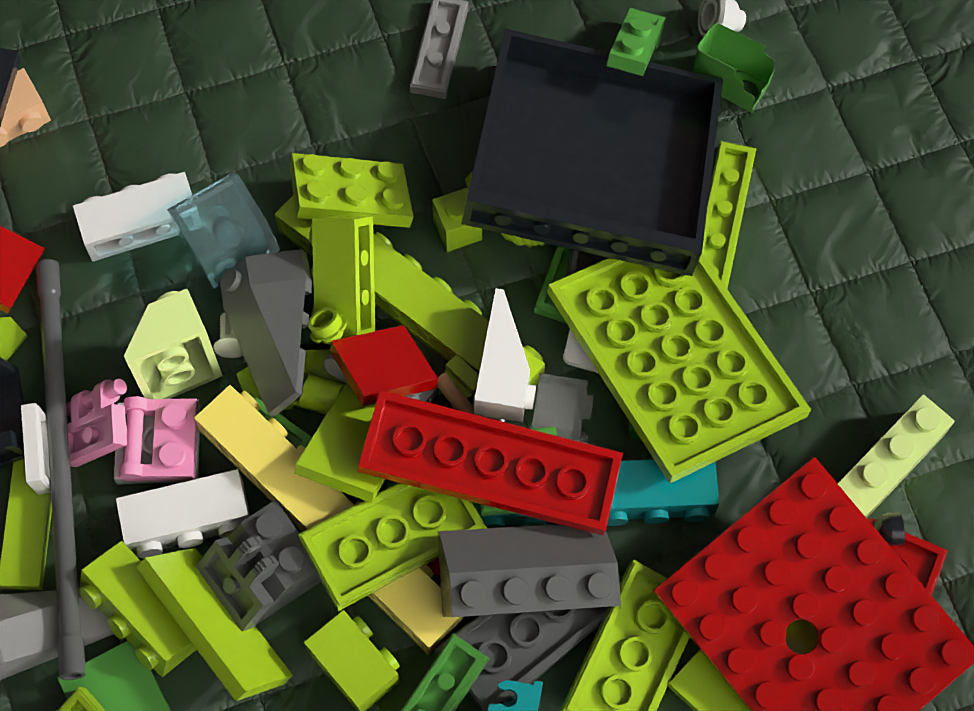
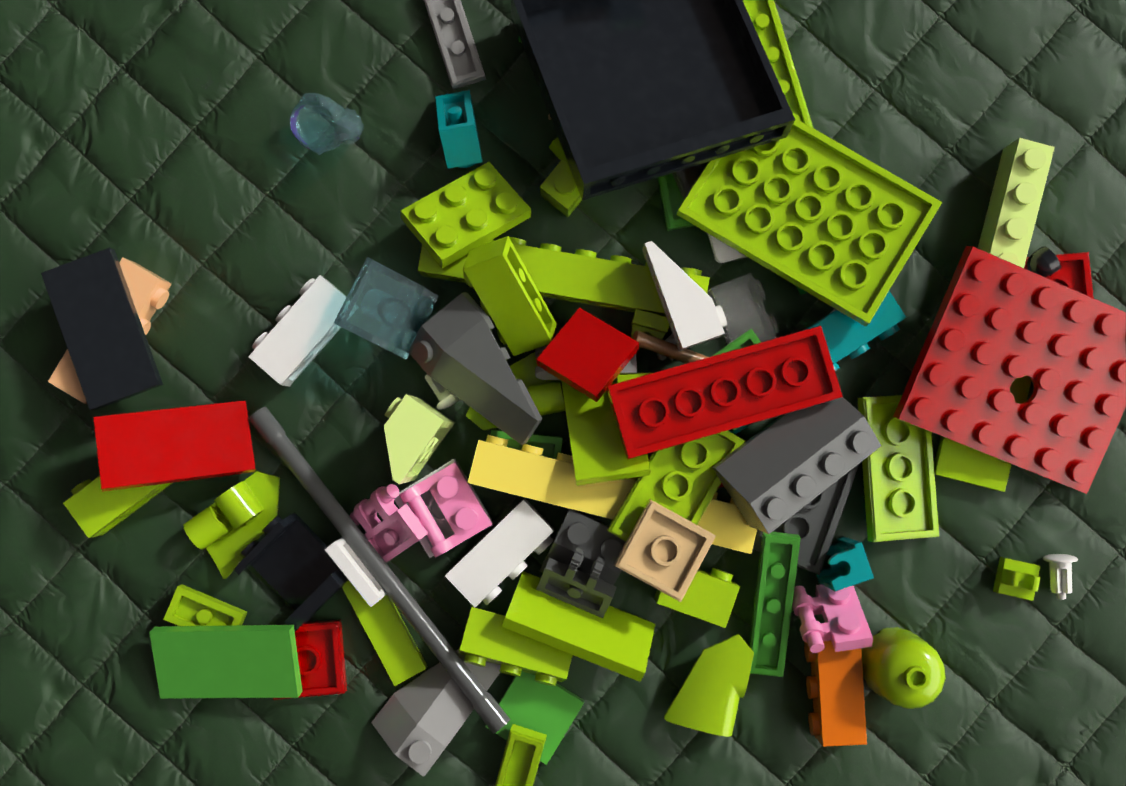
camera: 25 degrees left, 20 degrees up
(274, 56) = (324, 124): none -> clear light blue hair
(326, 325) = (517, 346): lime plate -> none
(341, 582) = (664, 550): none -> tan tile
(390, 123) = (458, 129): none -> teal slope

